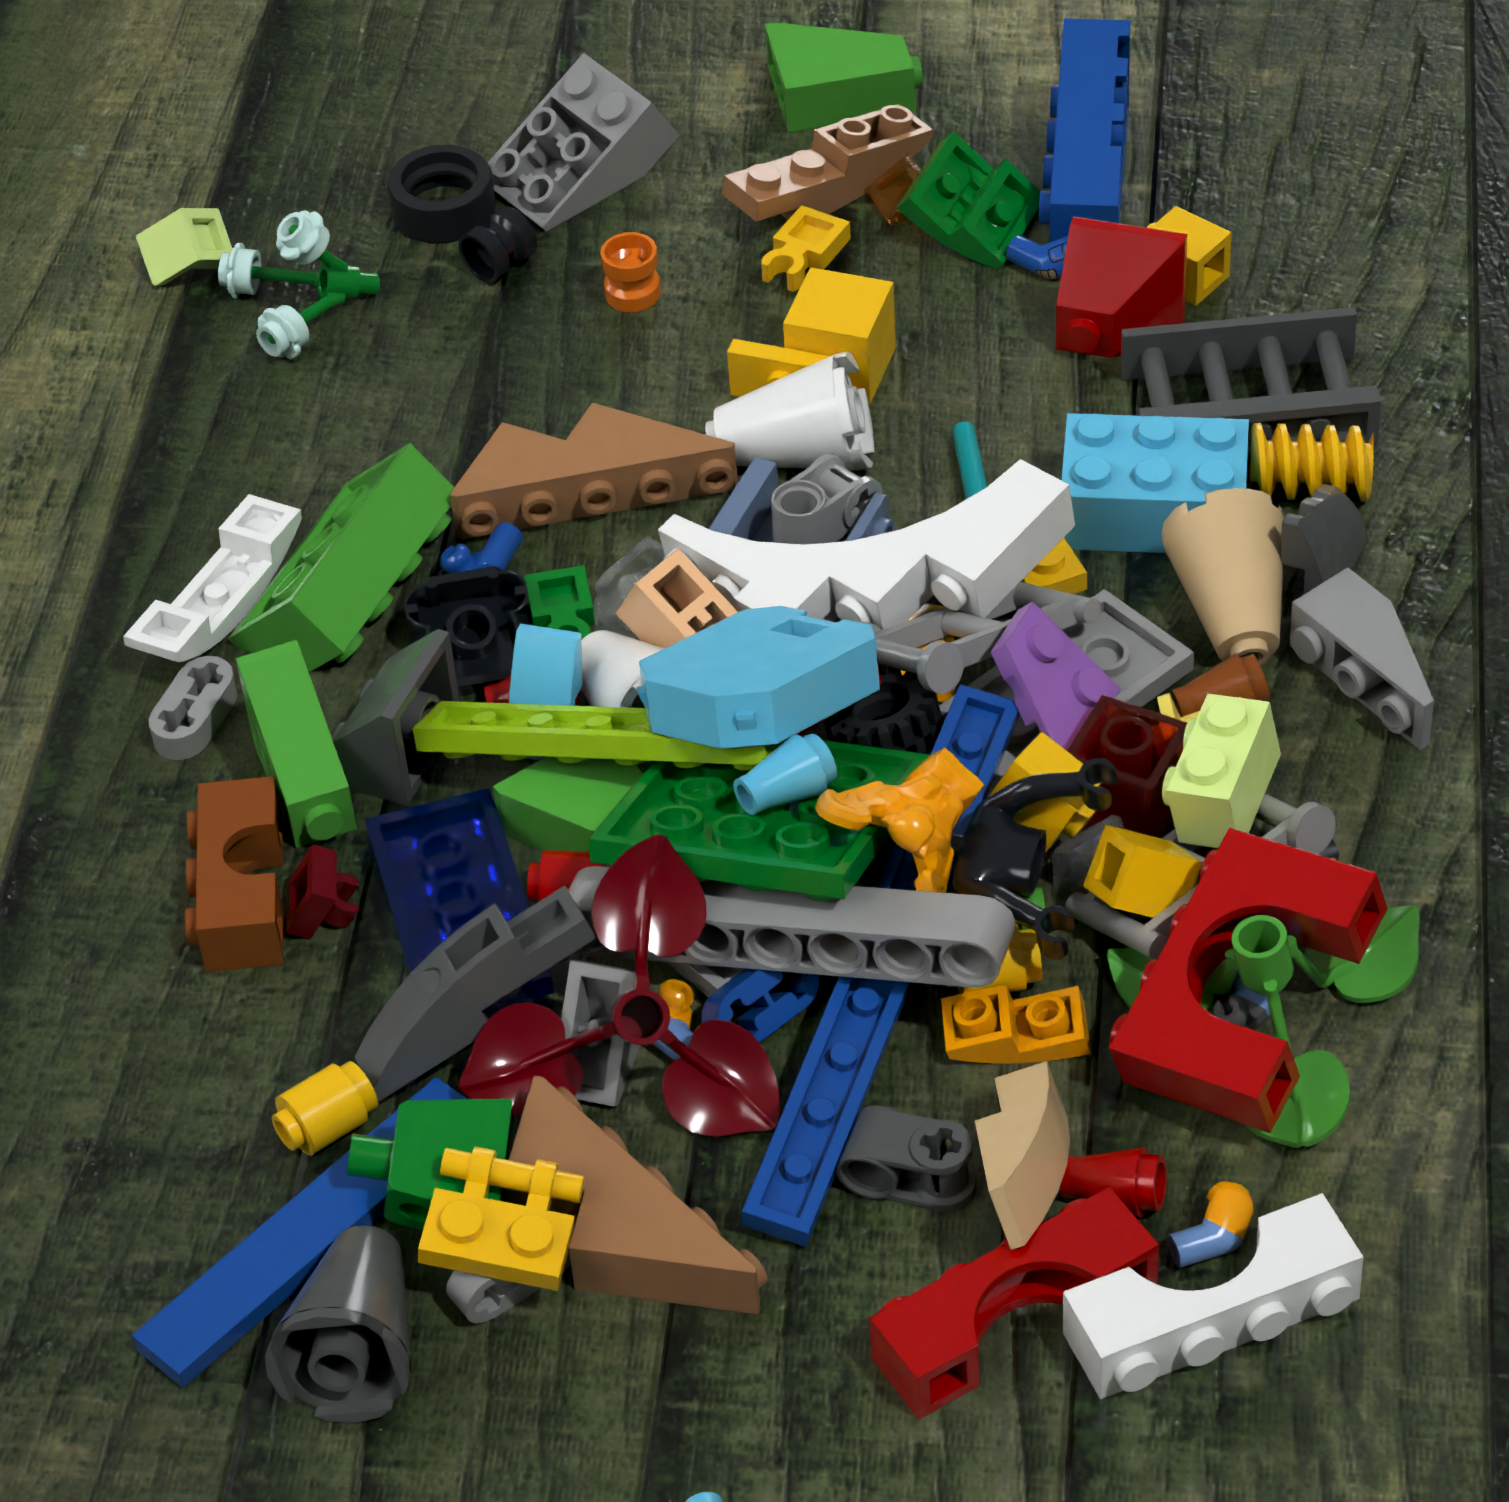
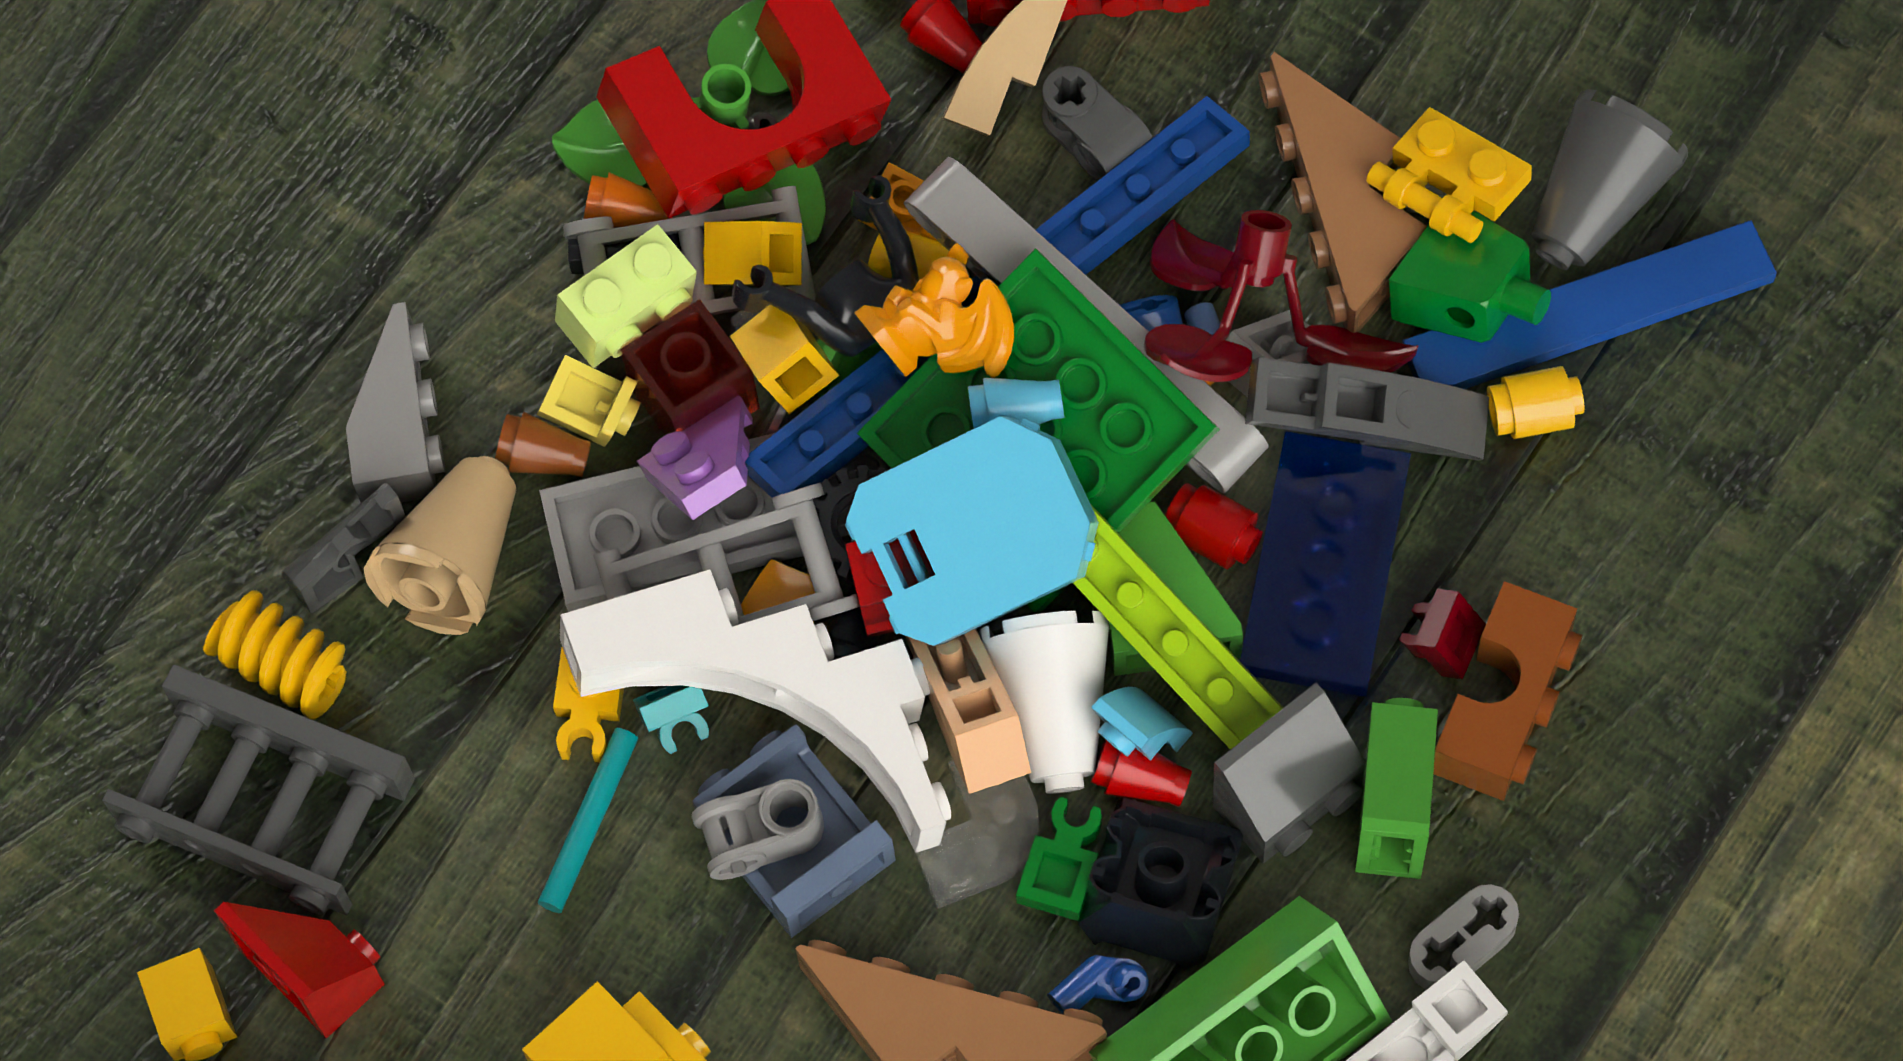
camera: 150 degrees left, 20 degrees up
(801, 418) = (714, 962): white cone -> none
(1138, 469) = (437, 703): medium azure brick -> none

